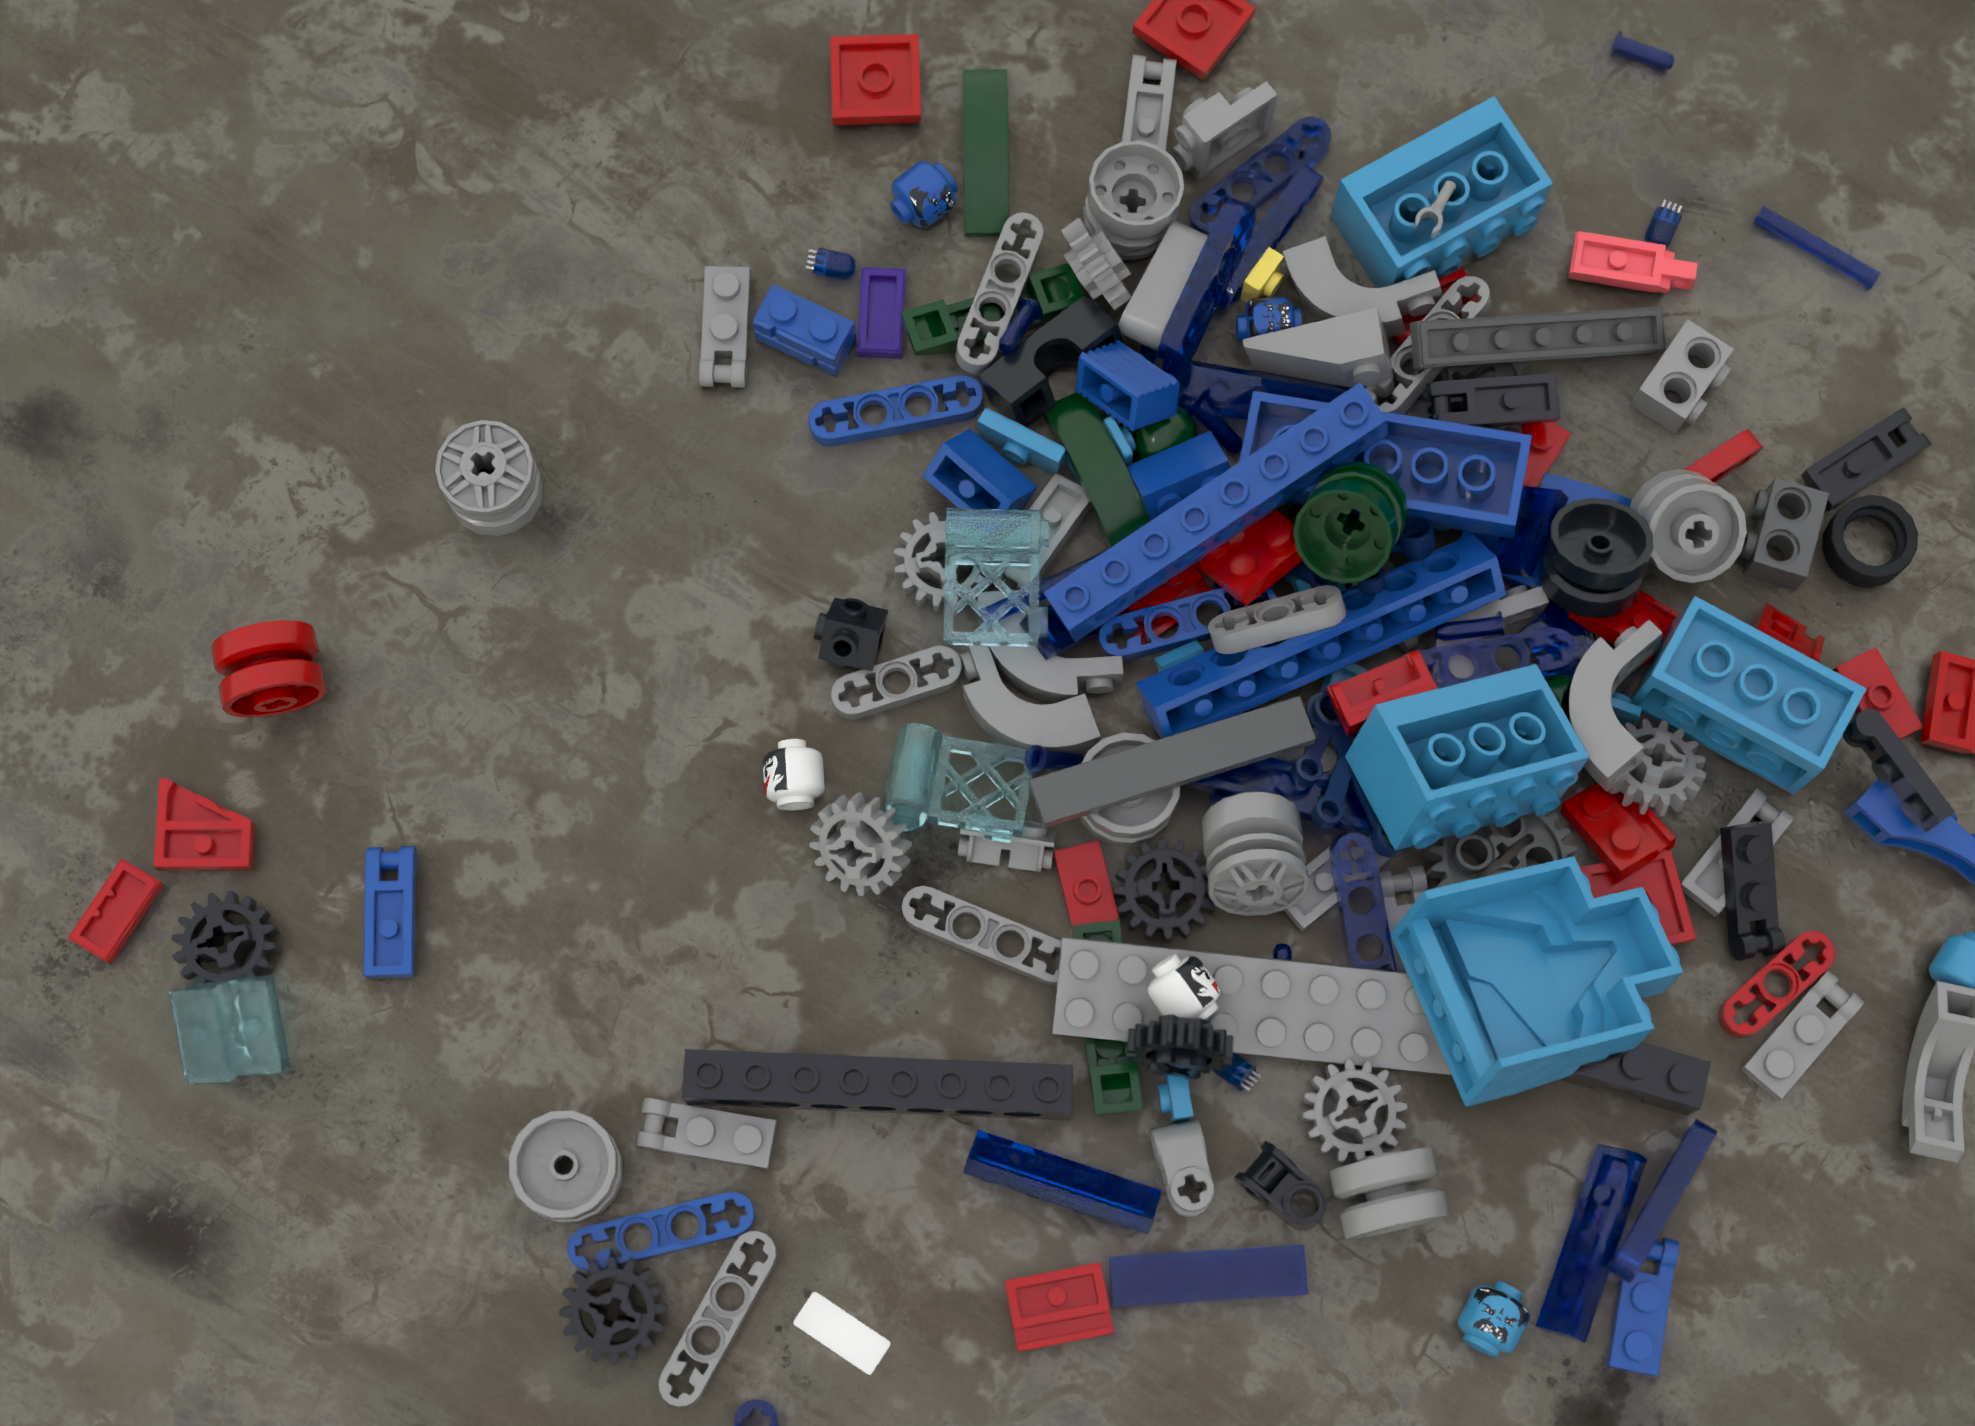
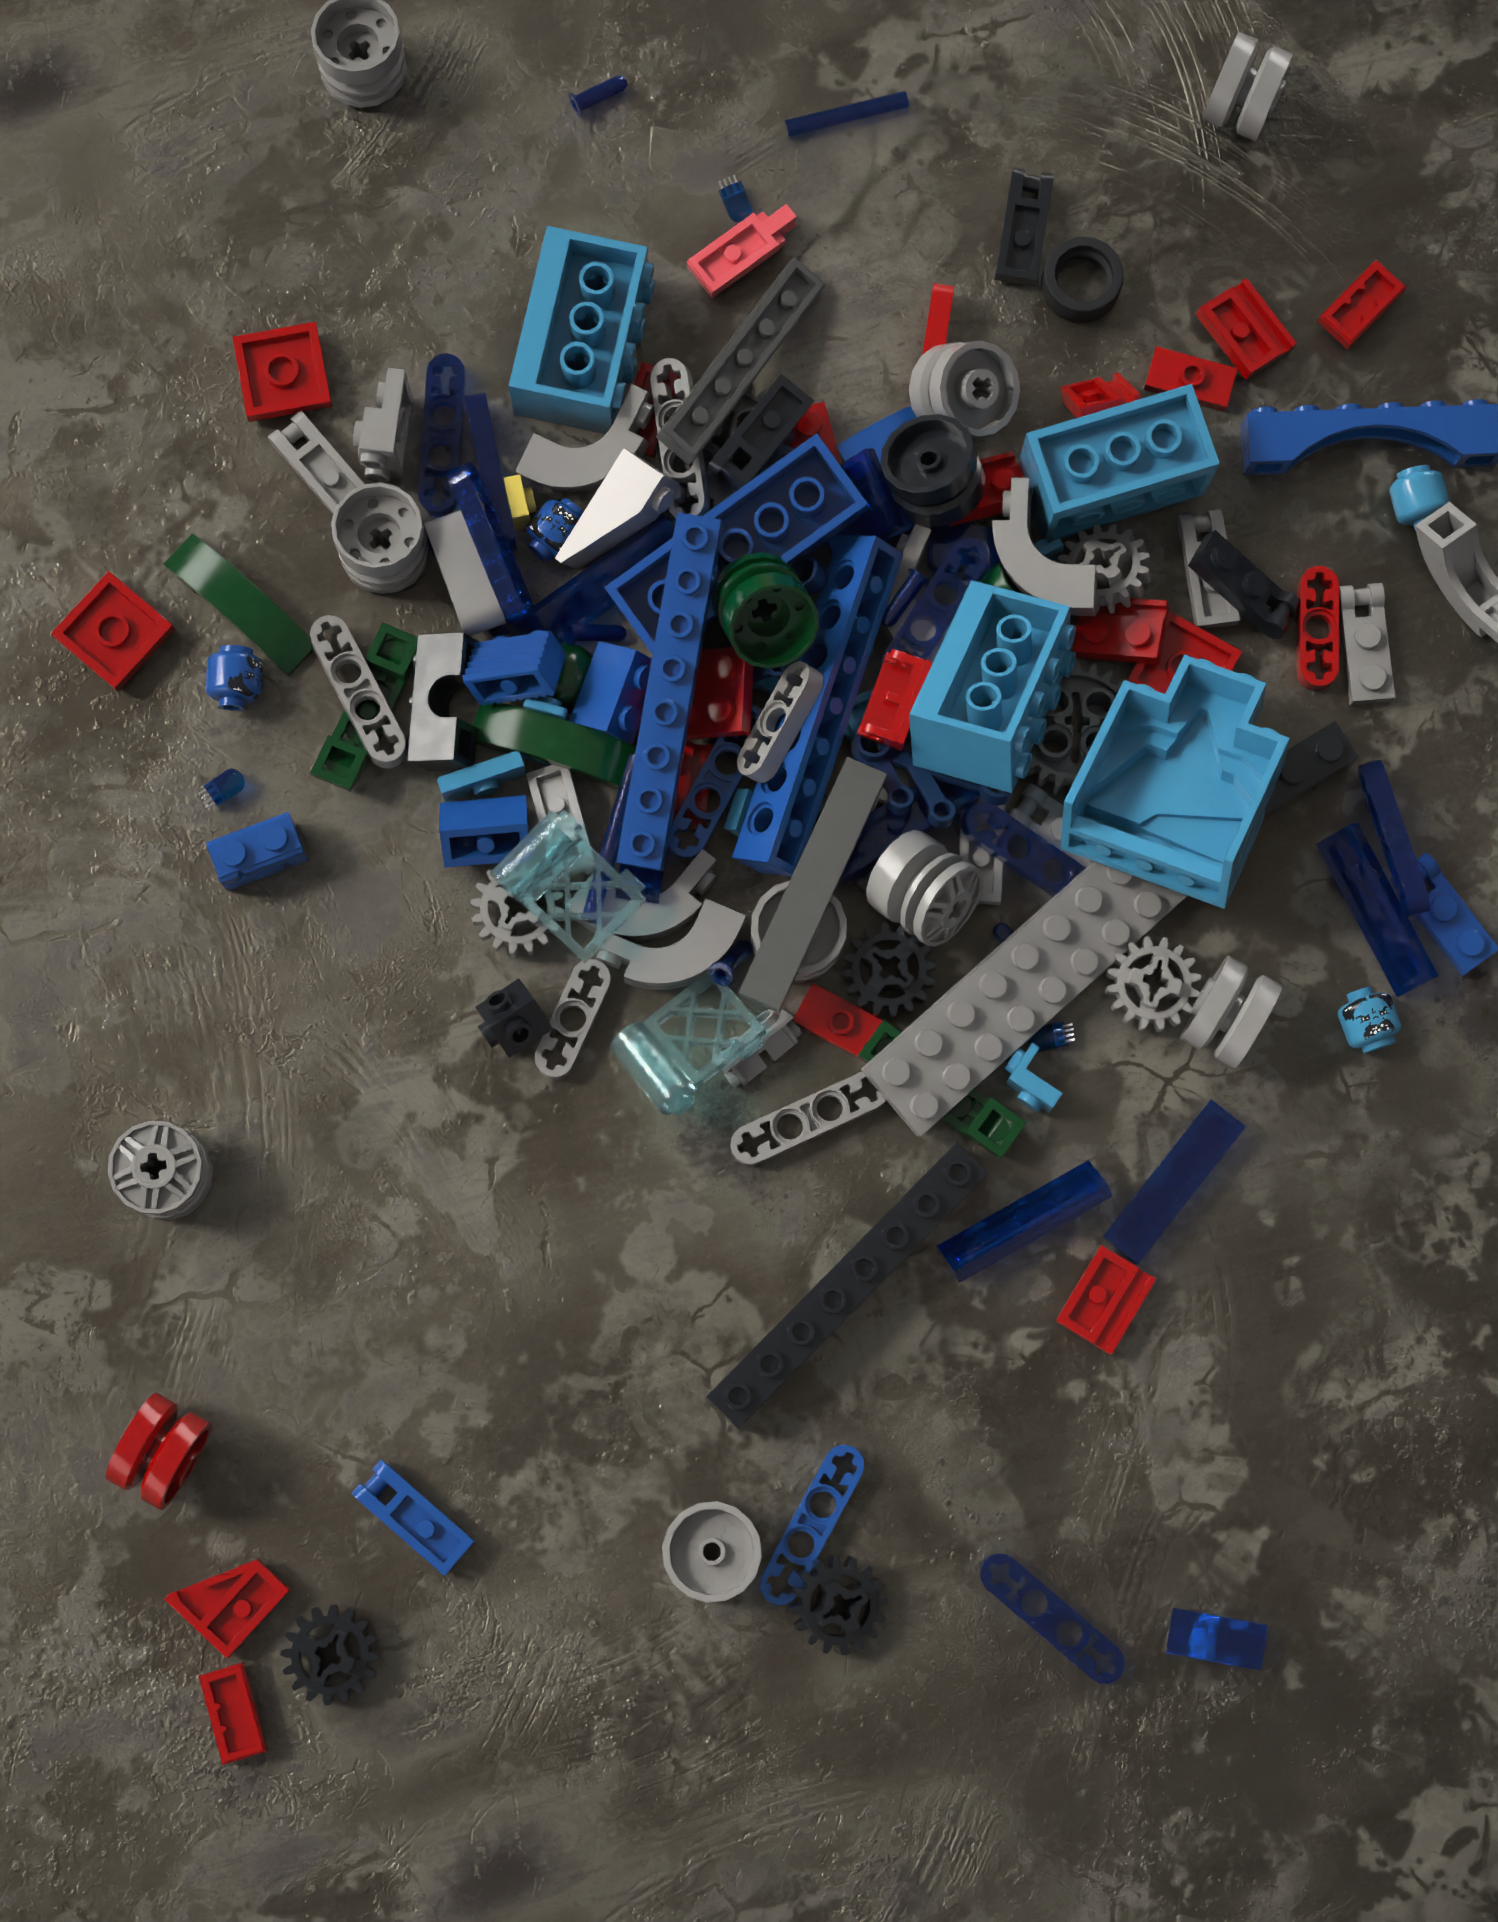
camera: 50 degrees left, 5 degrees up
(229, 1029) = (397, 1704): clear light blue slope -> none
(708, 1134) = (773, 1432): light grey plate -> none
(725, 325) = (197, 903): light grey plate -> none
(725, 1322) = (911, 1536): light grey beam -> none
(793, 775) = (575, 1149): white head -> none
(842, 1333) = (989, 1462): white sticker -> none
(860, 844) = (669, 1147): light grey gear -> none
(879, 313) = (292, 785): dark purple tile -> none
(897, 417) = (369, 838): blue beam -> none
(1027, 311) = (391, 685): clear blue piece -> none
(1097, 264) = (405, 606): light grey gear -> none
(1179, 1046) = (1015, 1060): black gear -> none
(1181, 1159) = (1079, 1124): light grey piece -> none
(1184, 988) = (978, 1022): white head -> none
(1280, 1186) = (1158, 1078): black piece -> none
(1436, 209) = (593, 341): light grey hand -> none
(1677, 374) = (848, 292): light grey brick -> none
(1793, 537) = (1035, 326): dark grey brick -> none
(1898, 768) = (1259, 413): black plate -> none

